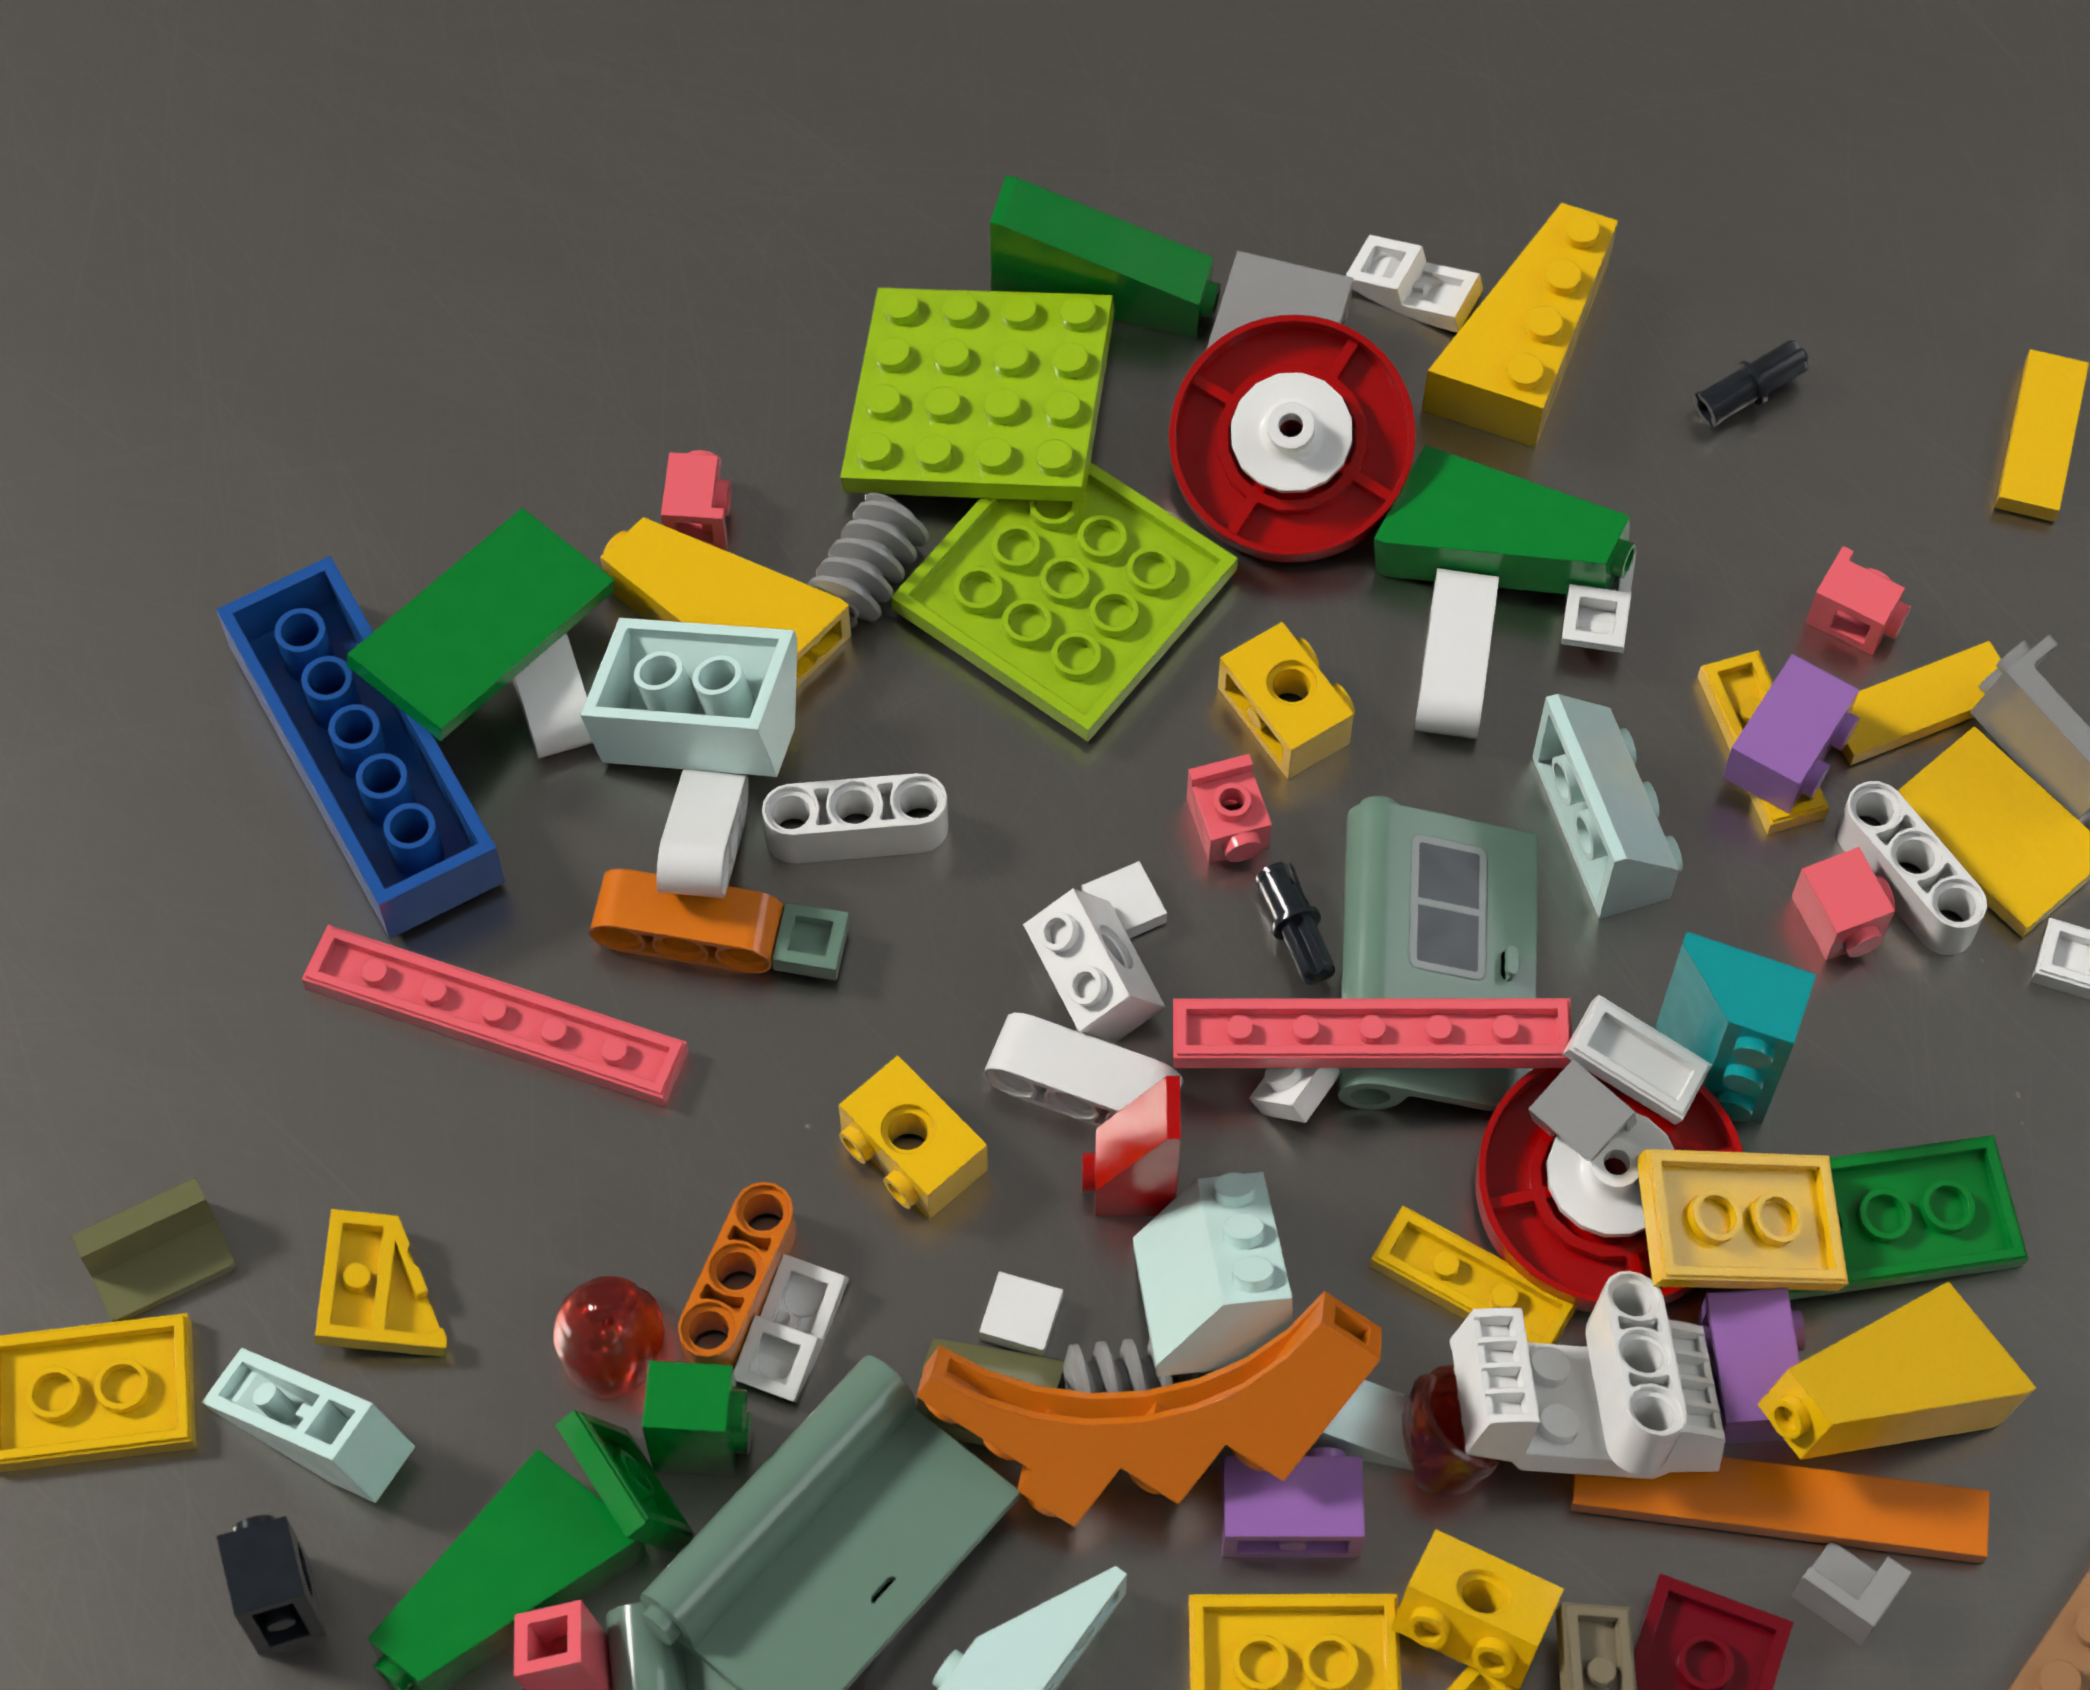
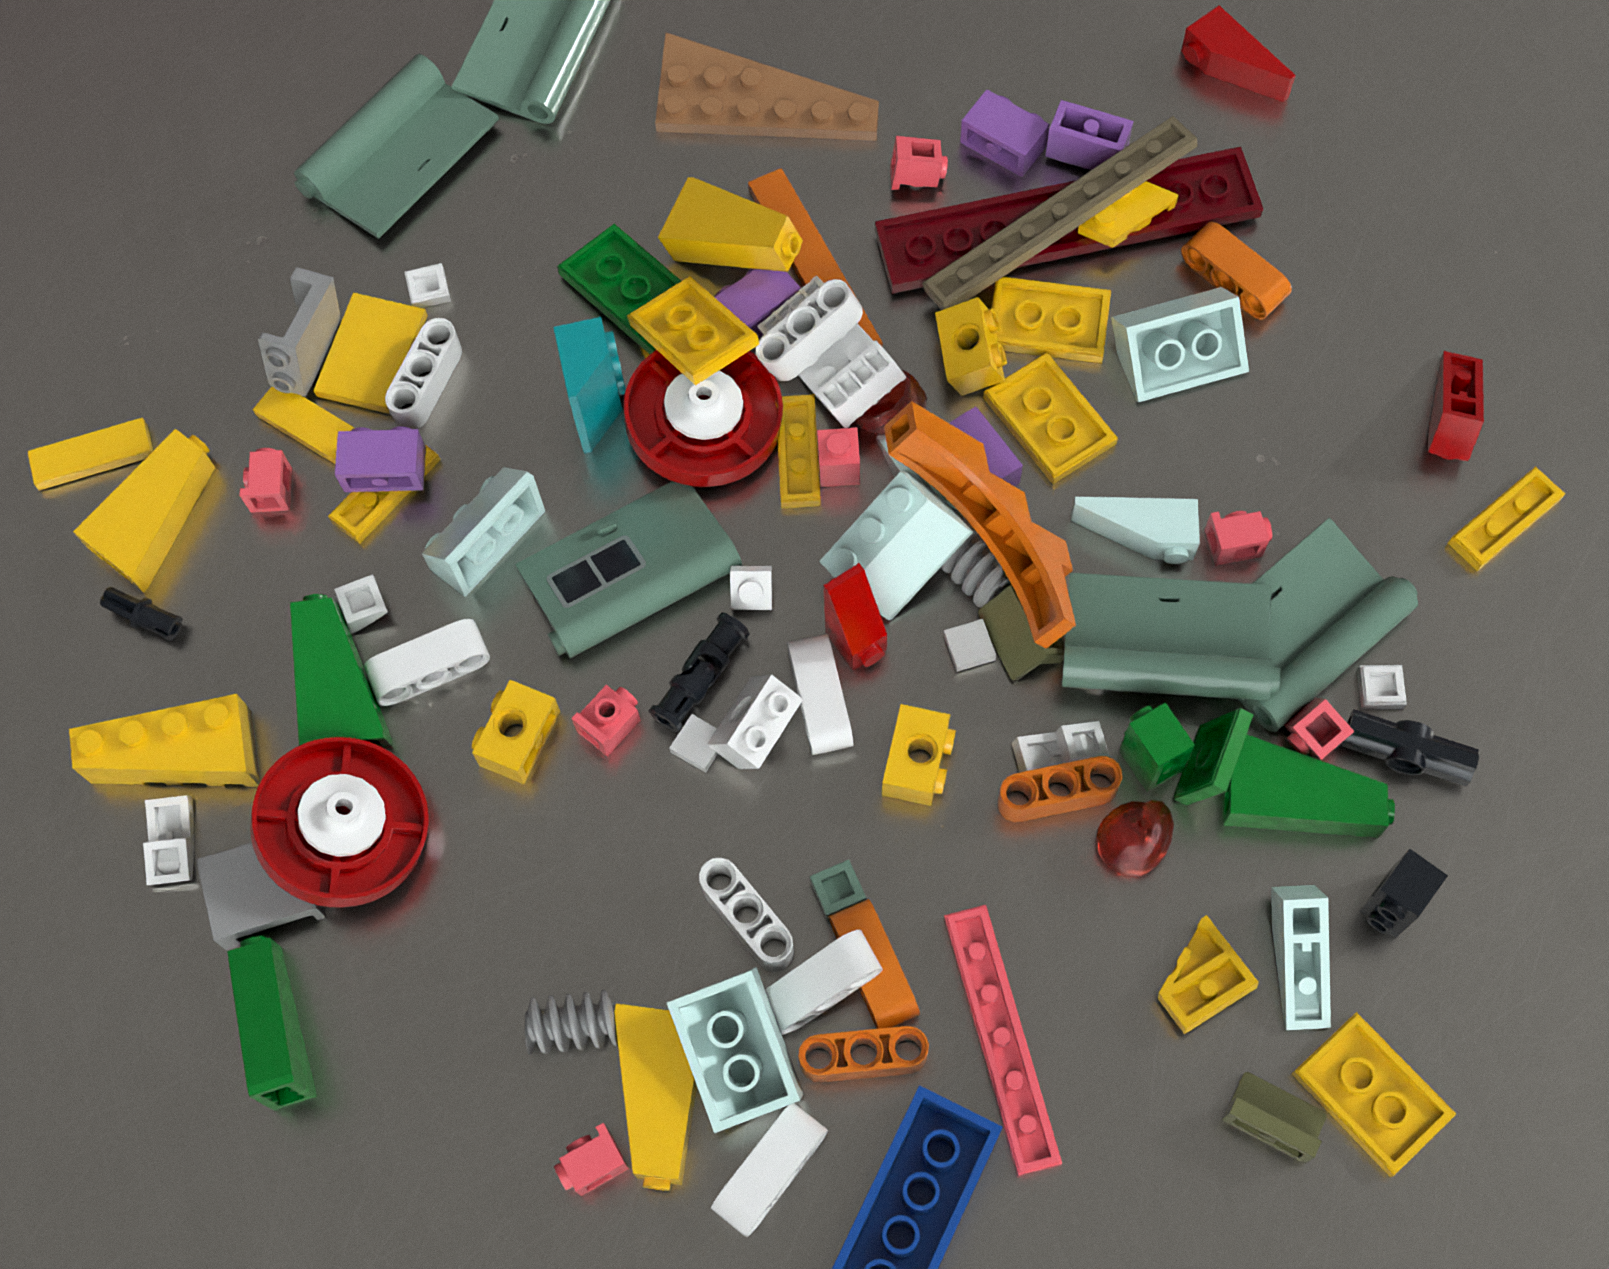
camera: 120 degrees left, 5 degrees up
(480, 623) = (778, 1210): green tile -> none
(589, 816) = (881, 1040): none -> orange beam
(979, 394) = (408, 1038): lime plate -> none
(1066, 595) = (512, 904): lime plate -> none
(1209, 932) = (697, 675): none -> black piece
(1295, 921) = (653, 646): black axle -> none
(1371, 1033) = (706, 554): coral tile -> none
(1417, 1312) = (838, 457): none -> coral brick
(1581, 1111) = (689, 420): light grey panel -> none
(1637, 1059) = (638, 416): white tile -> none
(1844, 904) = (466, 392): coral brick -> none
(1849, 1591) = (838, 210): light grey panel -> none
(1900, 451) = (148, 509): none -> yellow slope

